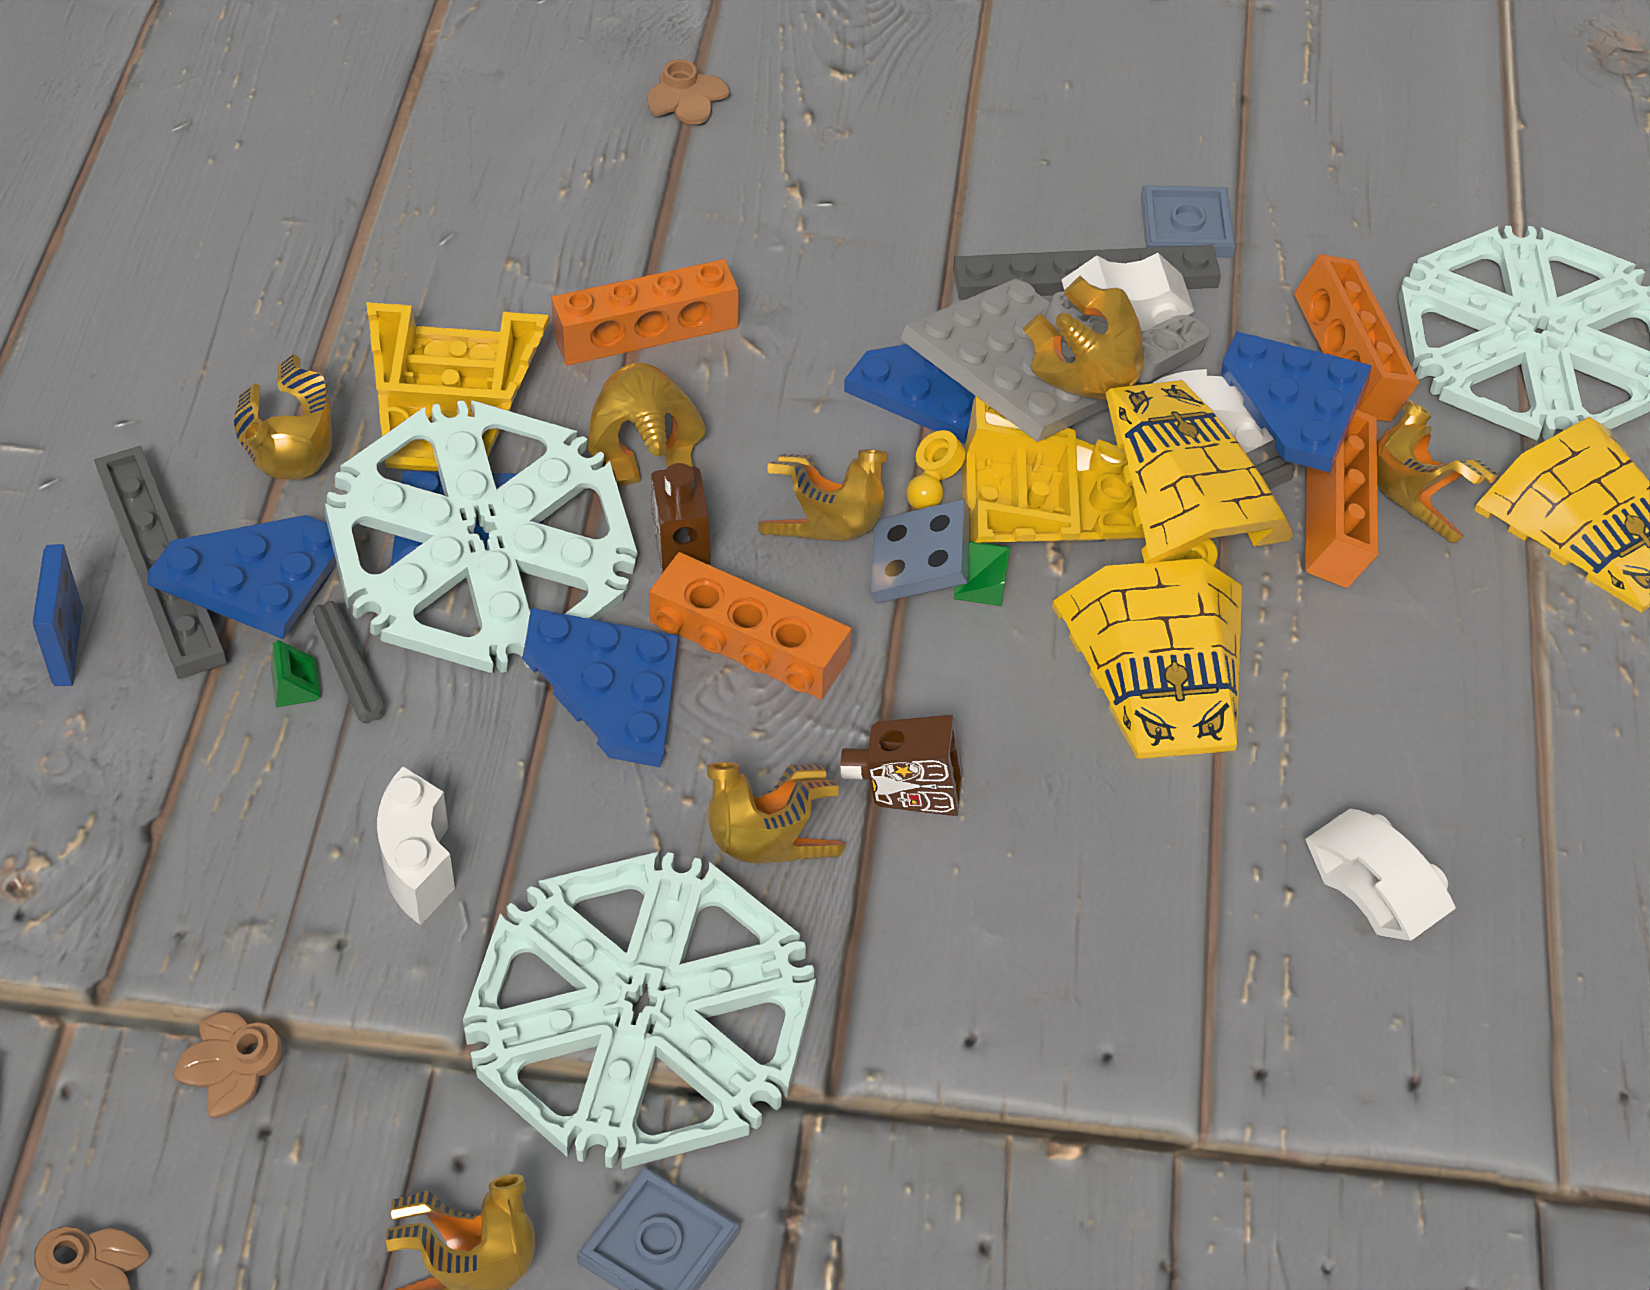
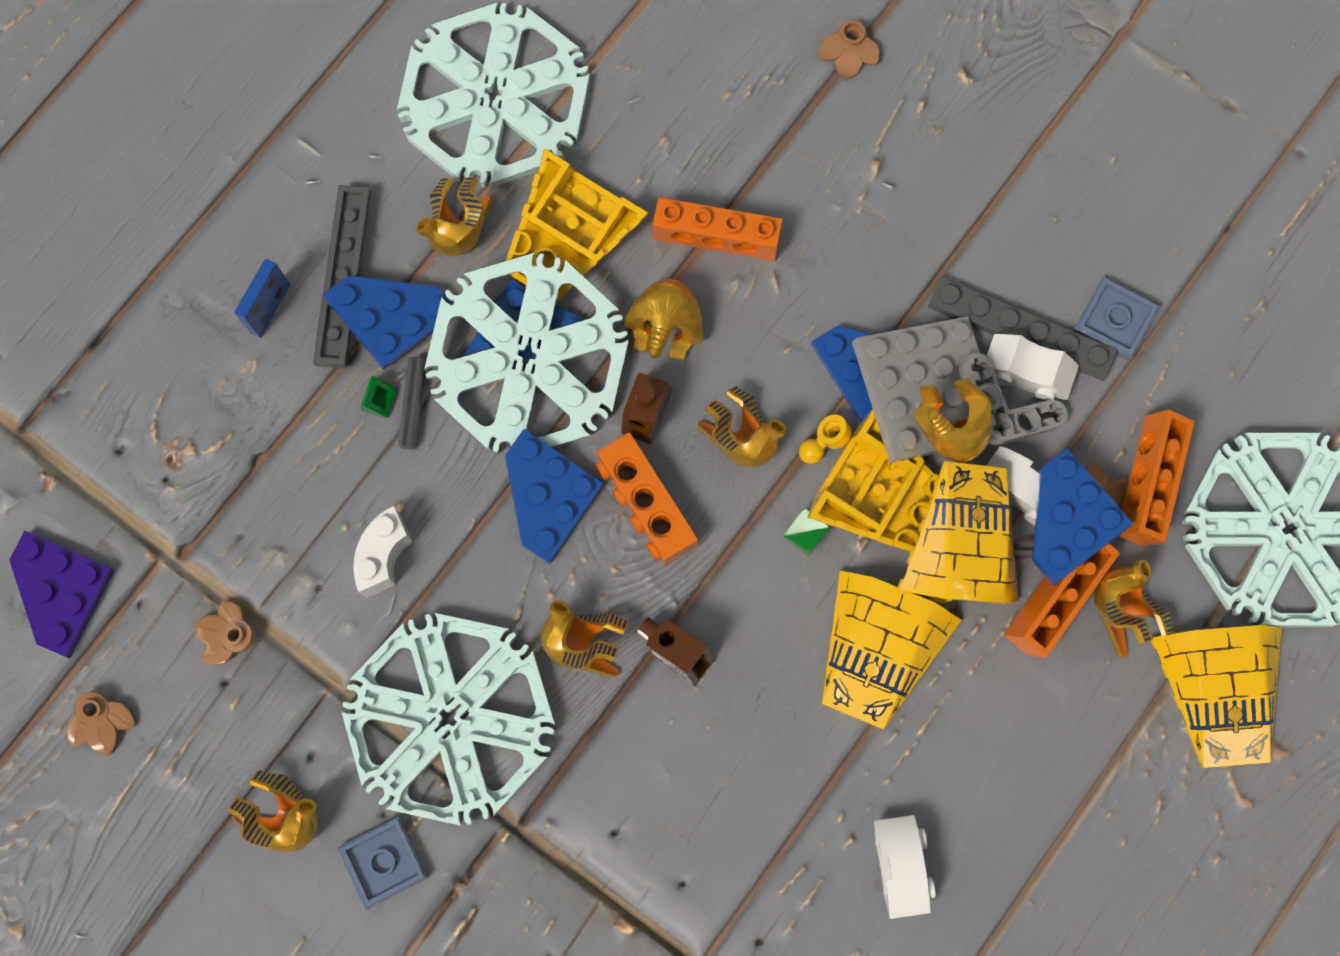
camera: 35 degrees right, 25 degrees up
(227, 311) = (488, 121): none -> light aqua plate
(920, 551) = (777, 499): sand blue tile -> none

